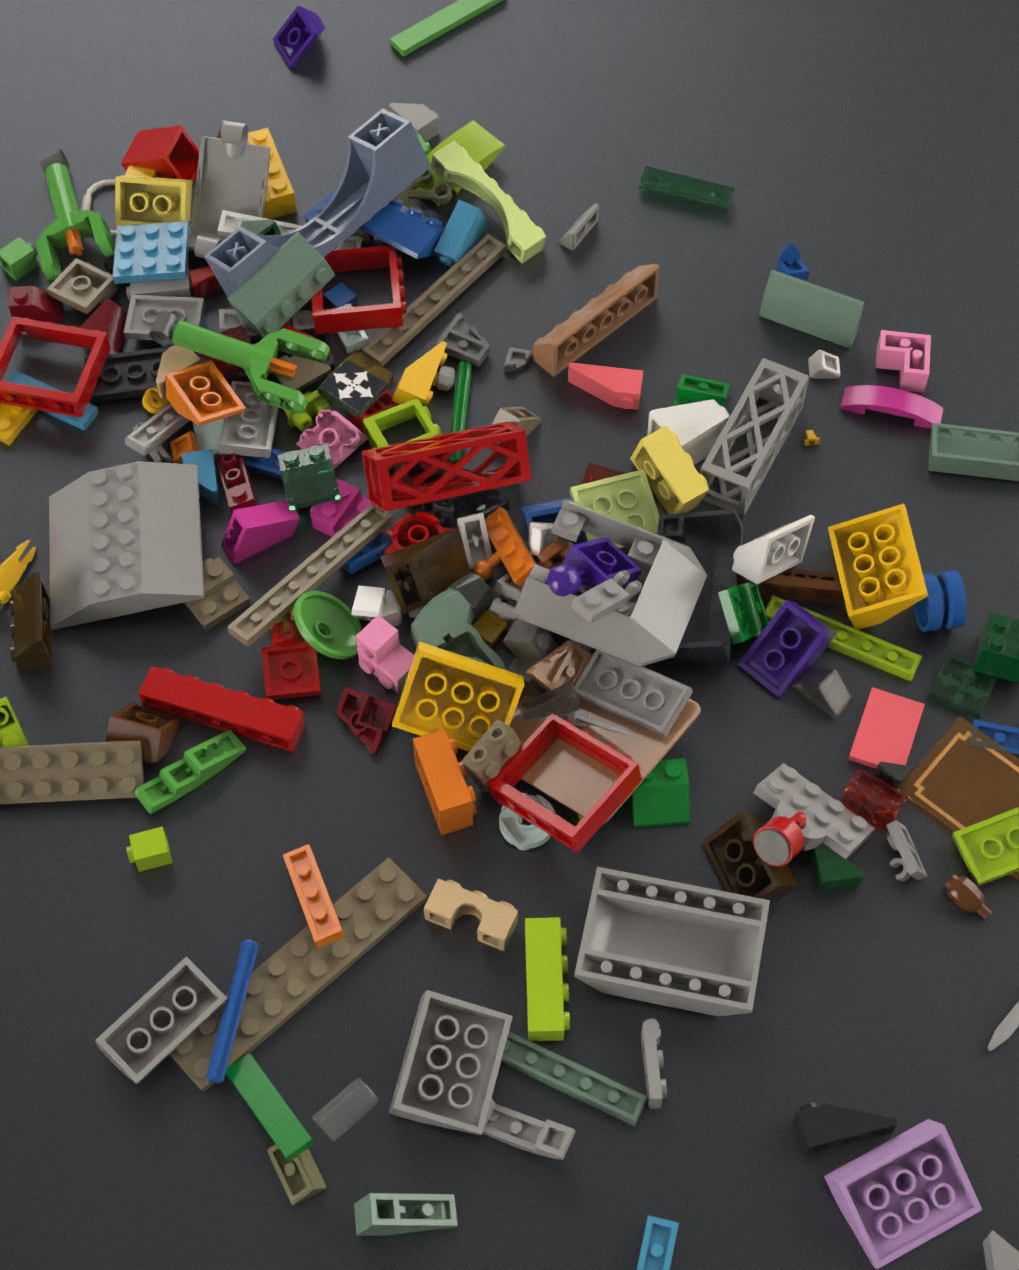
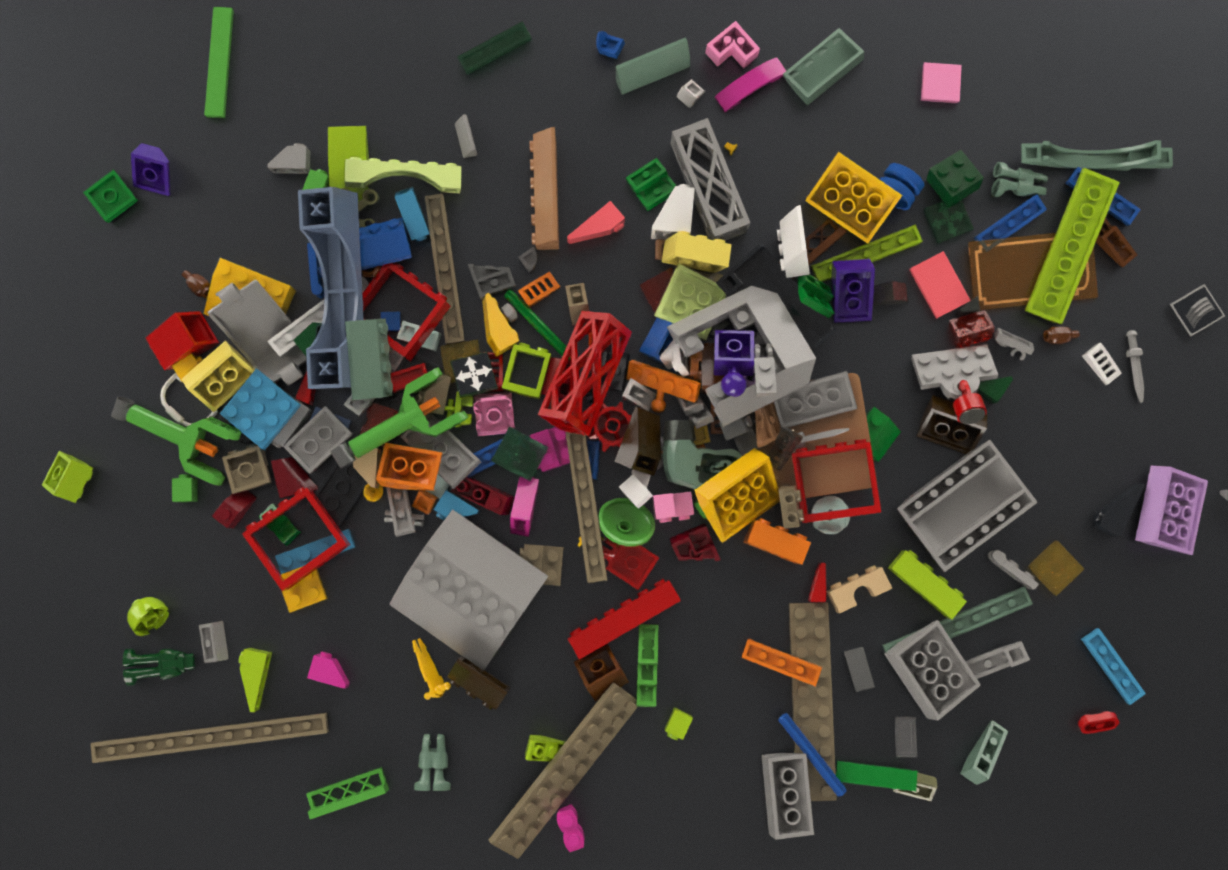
camera: 50 degrees left, 25 degrees up
(50, 358) = (282, 527): none -> green slope
(246, 29) = (110, 196): none -> green plate
(371, 241) = (371, 272): none -> reddish brown slope
(378, 988) = (859, 669): none -> dark grey slope
(438, 867) = (818, 587): none -> red slope
(489, 377) = (529, 287): none -> orange slope
(703, 1116) = (1055, 567): none -> clear yellow plate
(995, 954) = (1103, 354): none -> white slope

